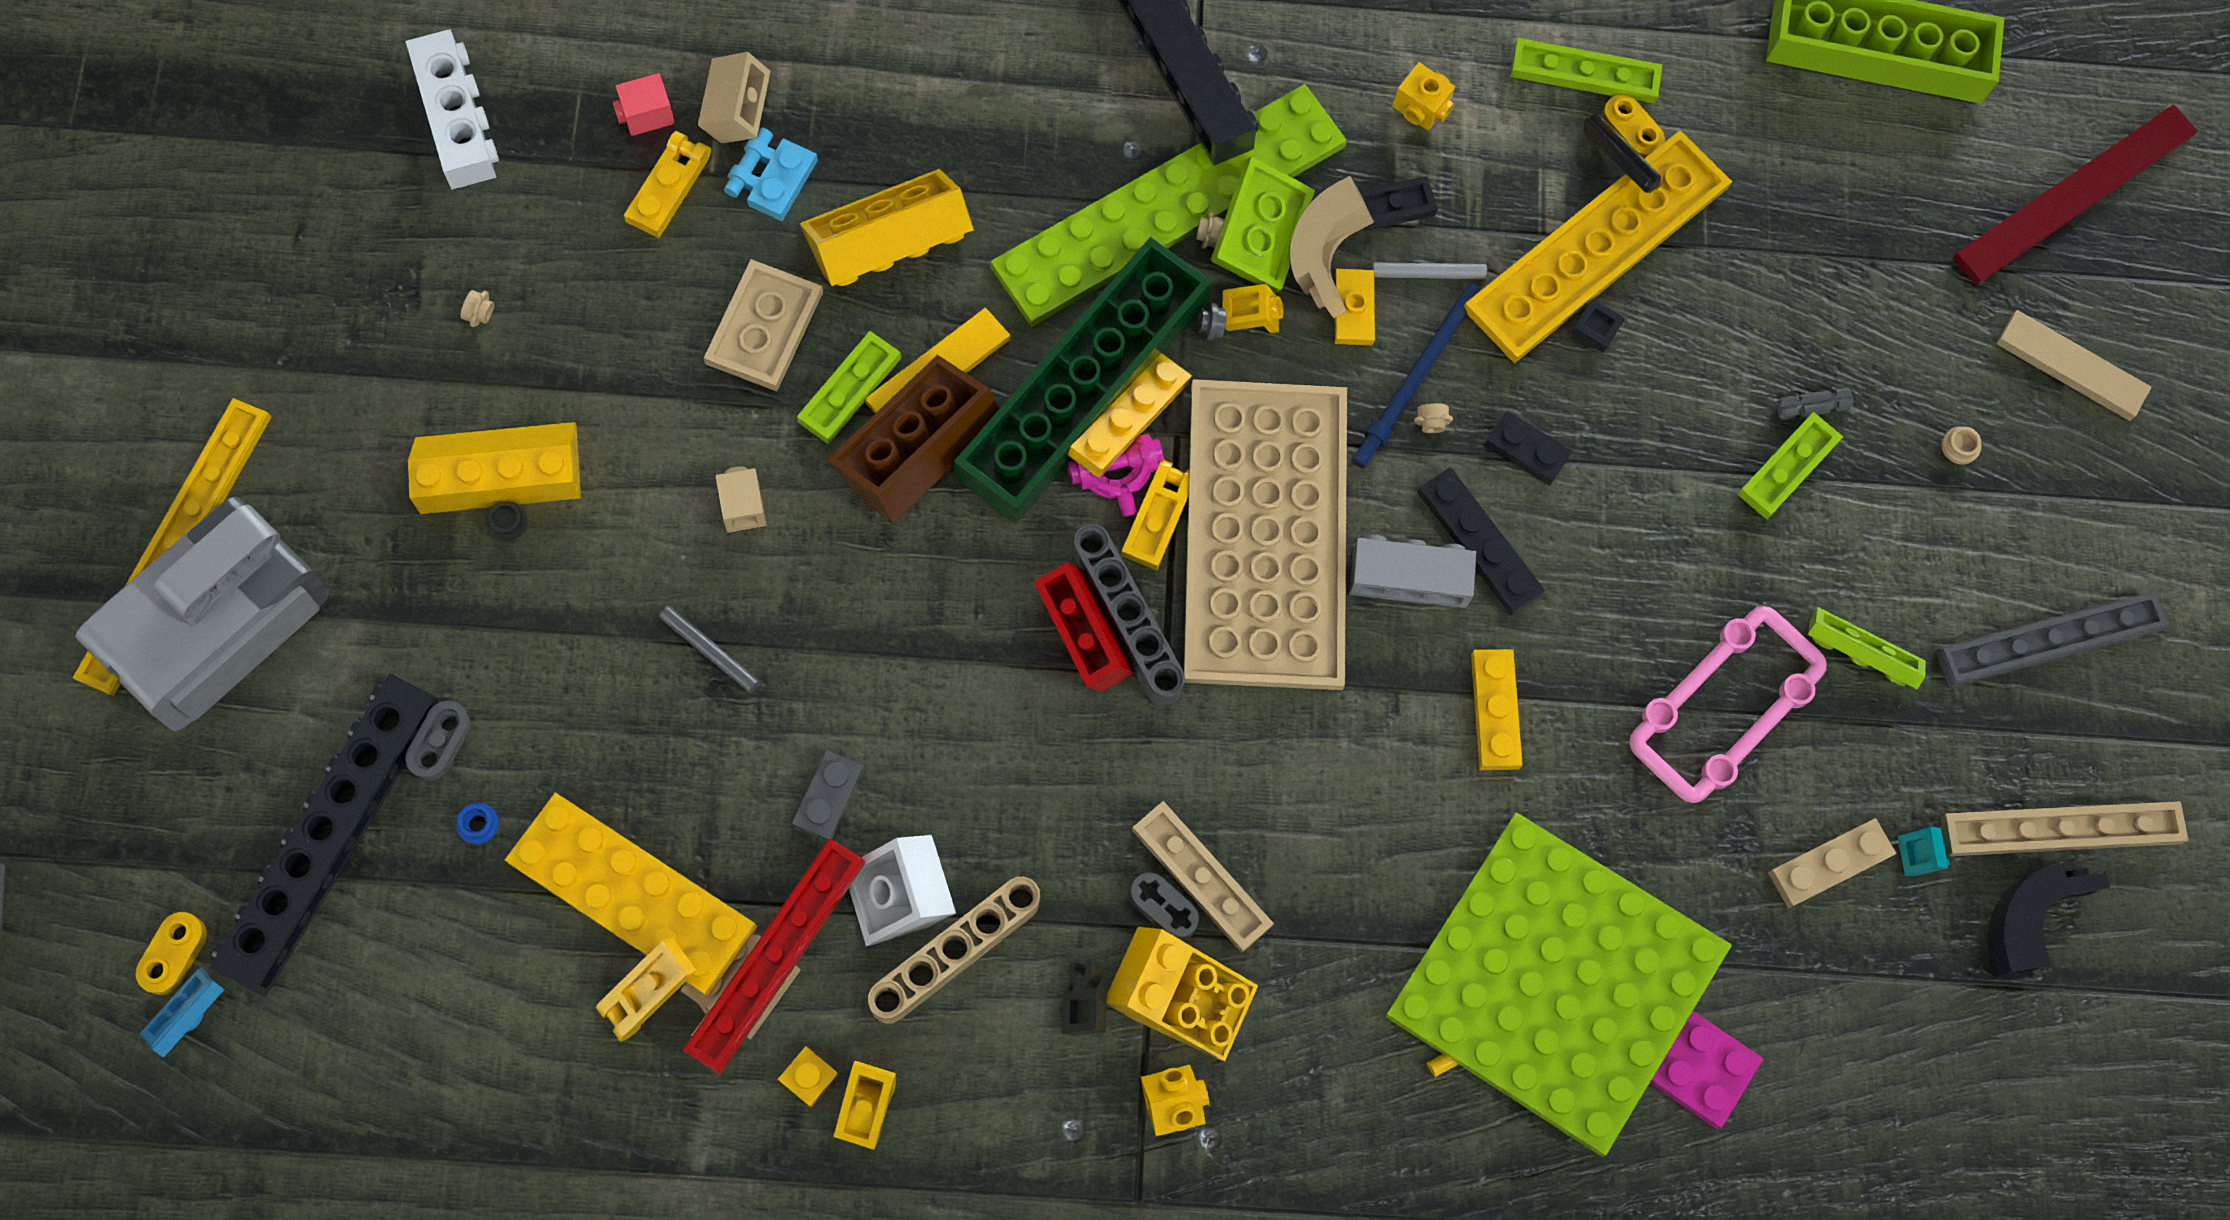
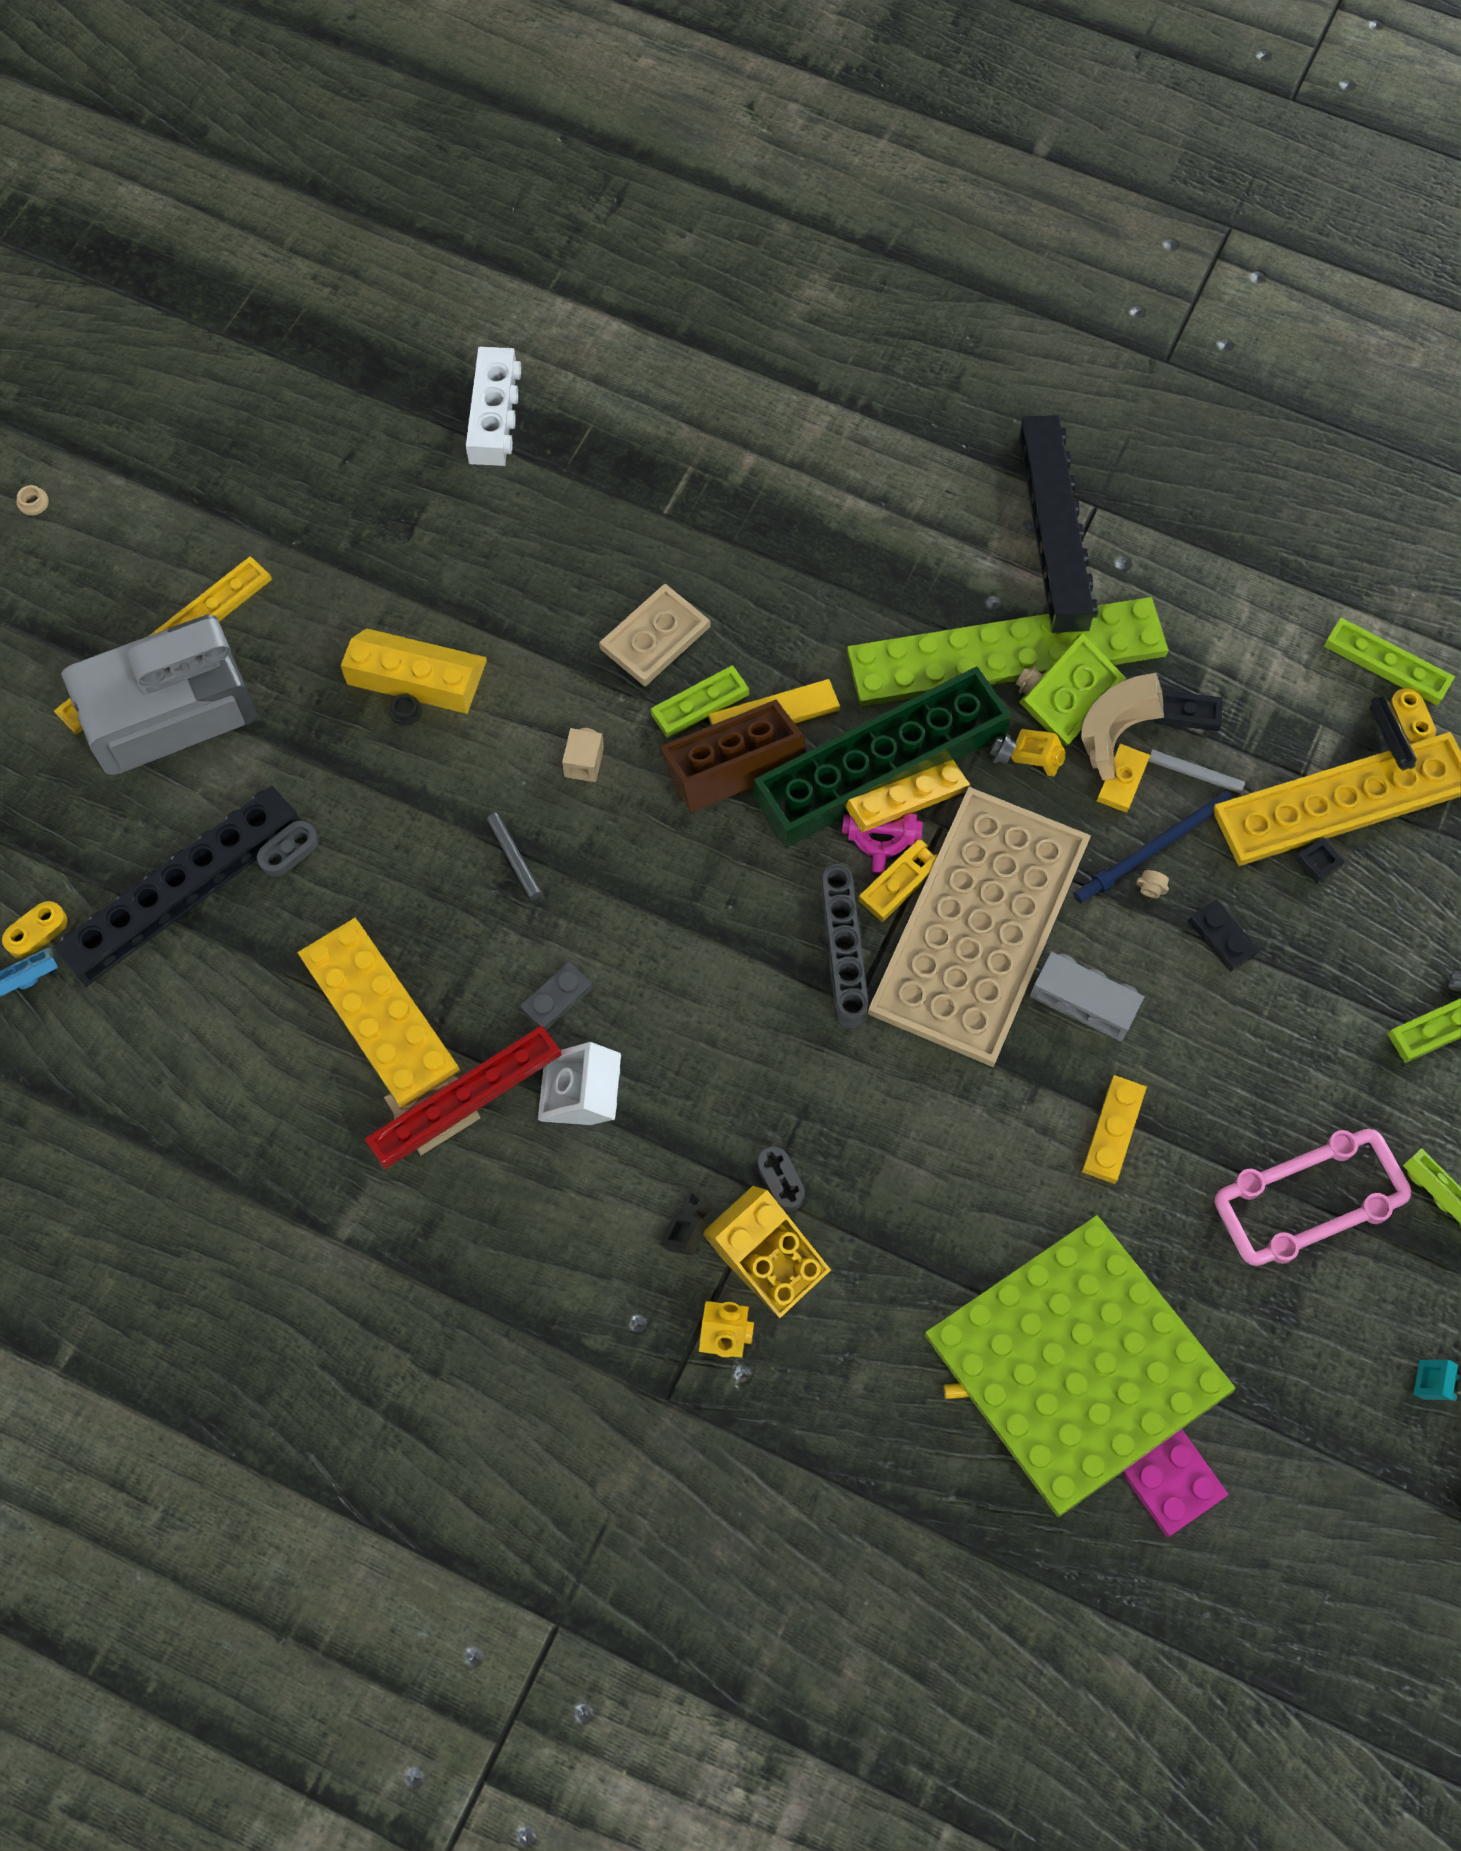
camera: 30 degrees right, 5 degrees down
(468, 815) = (289, 910): blue plate -> none
(477, 308) = (450, 551): tan plate -> none
(643, 104) = (633, 447): coral brick -> none
(646, 988) = (357, 1083): yellow plate -> none
(667, 185) = (627, 511): yellow plate -> none
(734, 97) = (701, 463): tan brick -> none
(780, 181) = (713, 535): medium azure plate -> none
(808, 1077) = (452, 1200): yellow plate -> none
(865, 1104) = (484, 1236): yellow slope -> none
(887, 227) = (778, 595): yellow slope -> none
(964, 931) = (589, 1160): tan beam -> none
(1084, 627) = (804, 941): red brick -> none
(1202, 877) = (820, 1168): tan plate -> none
(1424, 97) = (1244, 636): yellow brick -> none
(1474, 530) = (1159, 1004): black plate -> none
(1831, 863) = (1353, 1360): tan plate -> none

